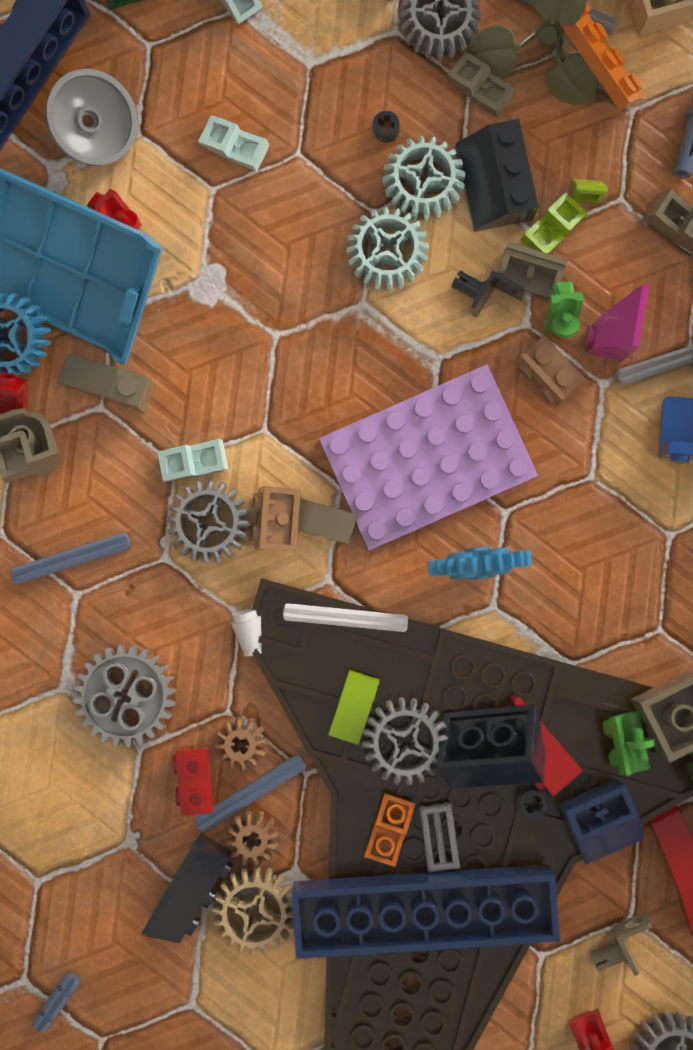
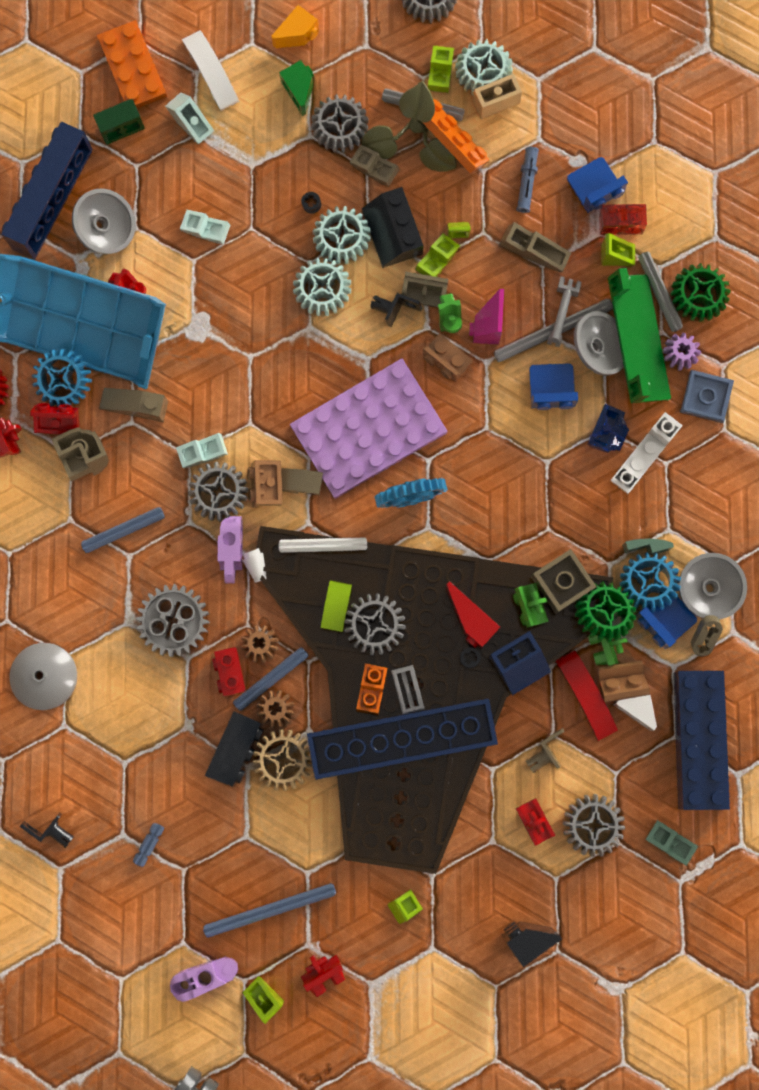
camera: 10 degrees left, 5 degrees down
(216, 603) = (230, 547): none -> lavender piece
(492, 747) = (434, 618): black slope -> none

